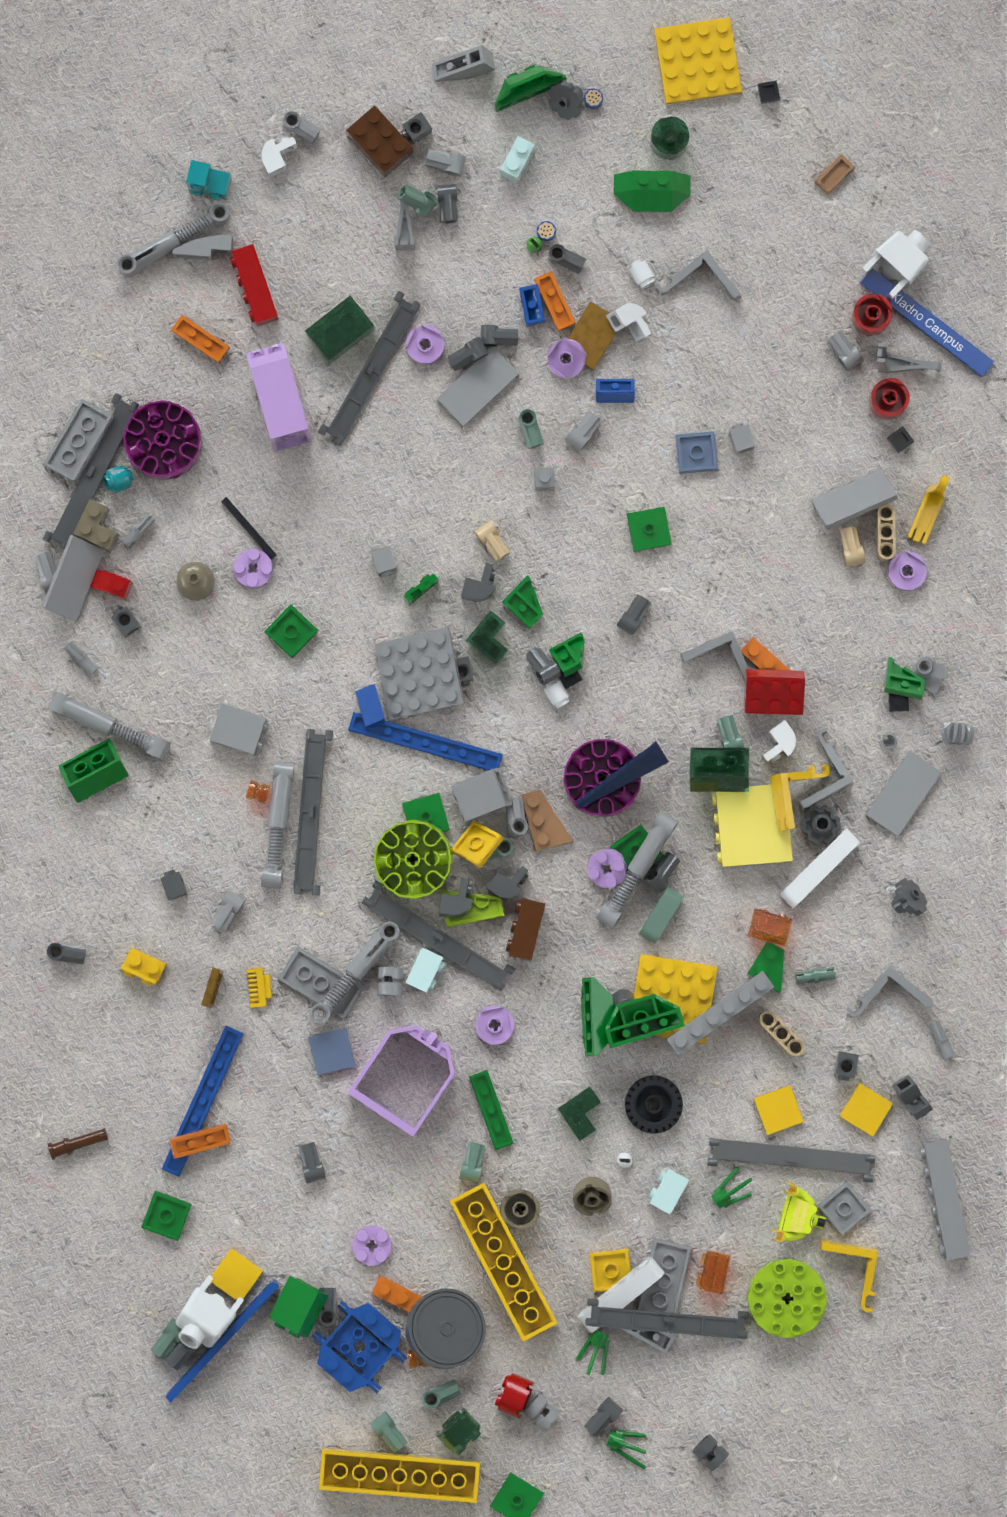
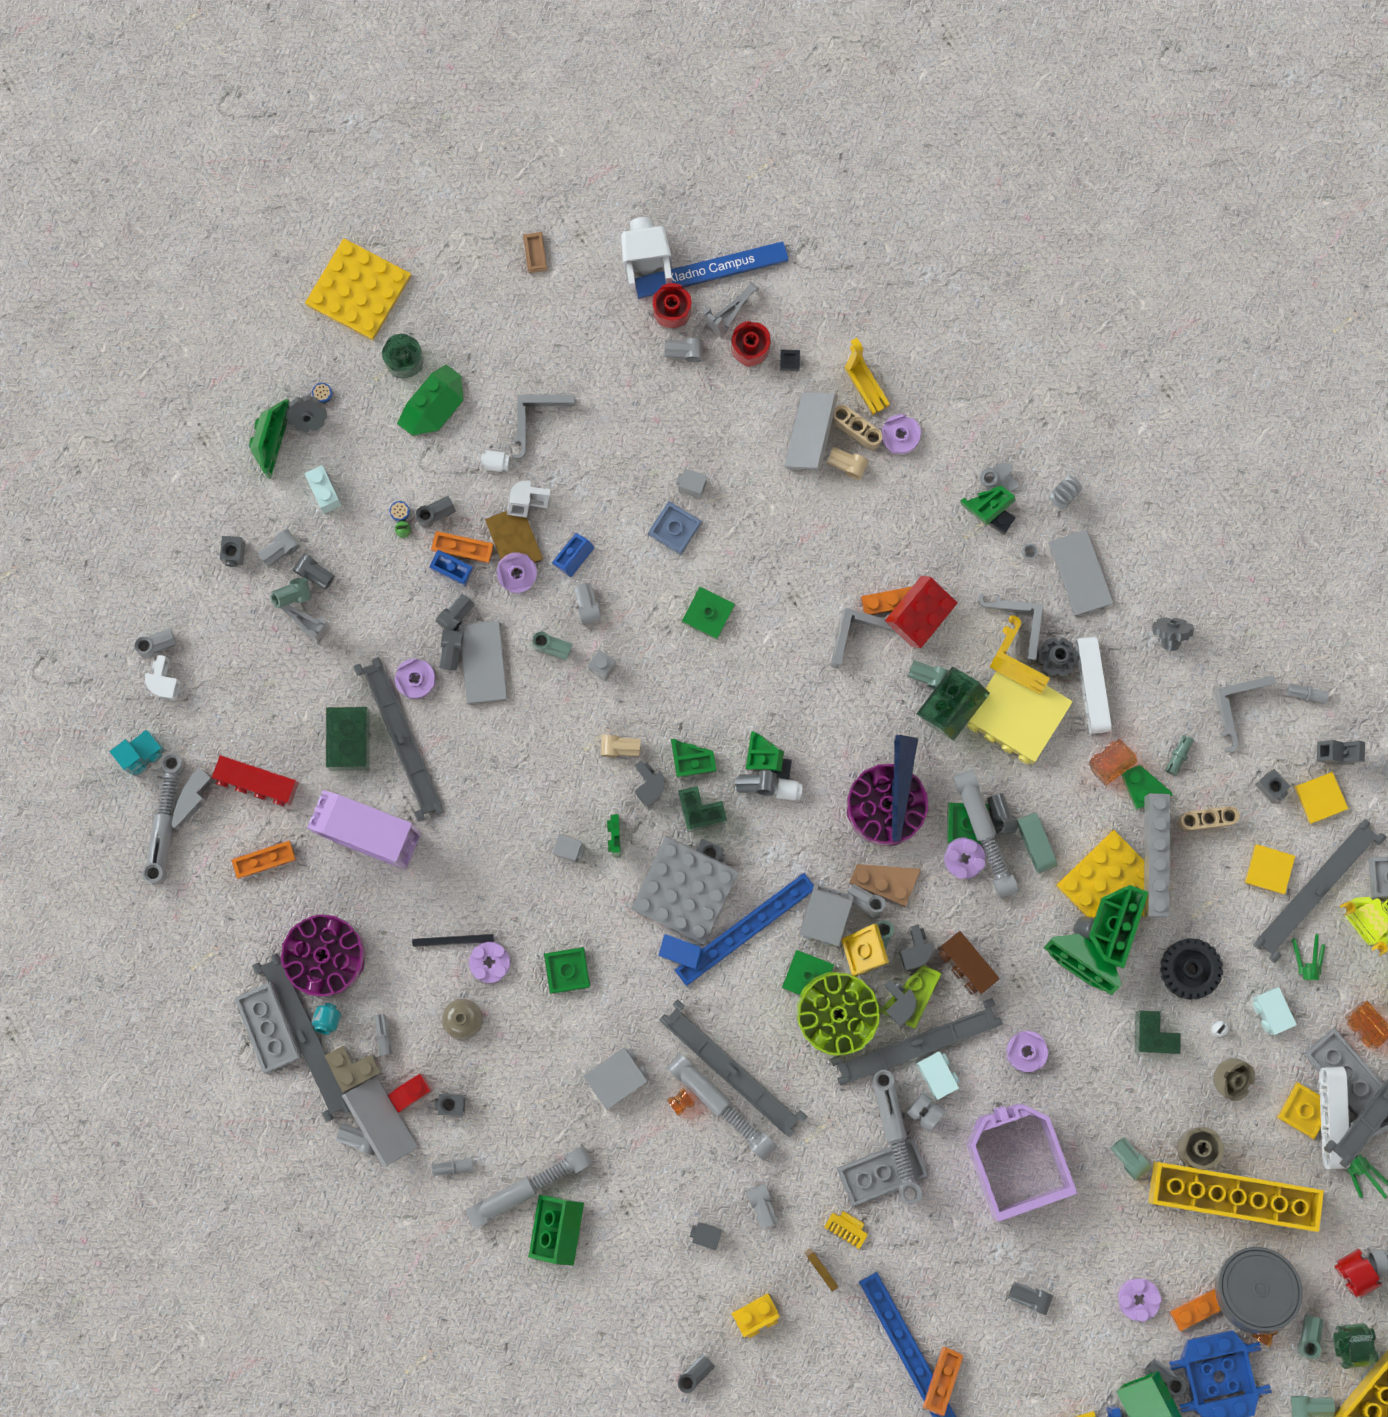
camera: 50 degrees left, 5 degrees down
(331, 1051) = (948, 1207): sand blue tile -> none
(379, 141) = (218, 588): reddish brown brick -> none
(464, 65) = (211, 474): light grey slope -> none
(491, 1109) = (1096, 1109): green tile -> none
(632, 618) = (771, 681): dark grey piece -> none
(768, 92) = (428, 252): black plate -> none
(785, 741) = (968, 634): white brick -> none

